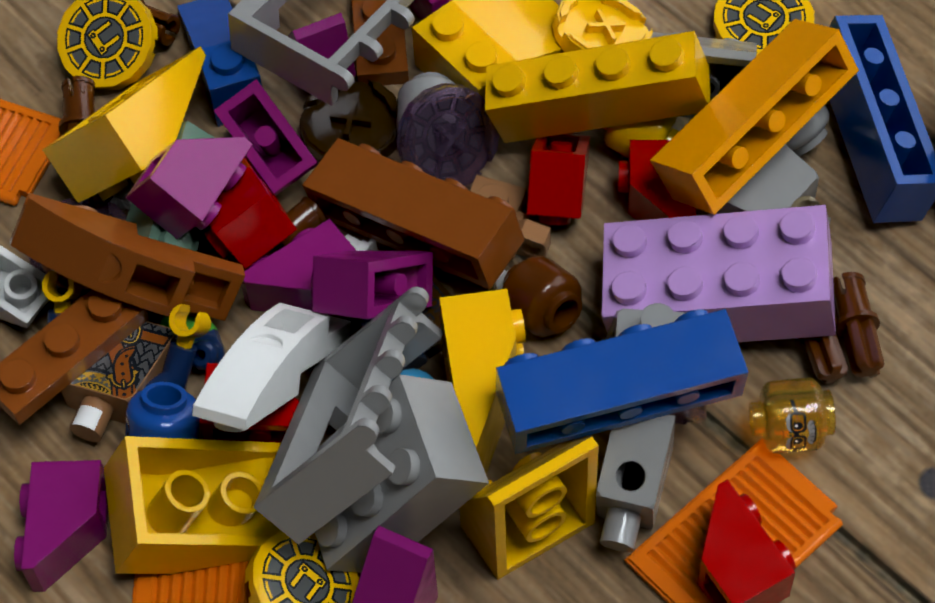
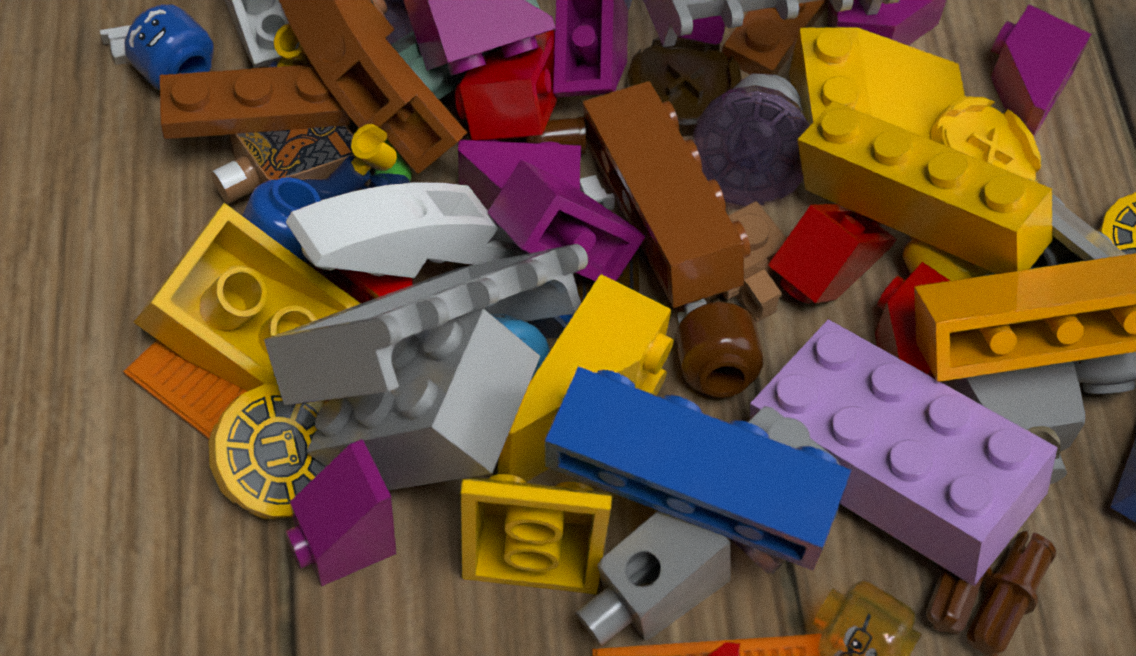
camera: 30 degrees right, 0 degrees up
(63, 516) = (130, 245): magenta slope -> none

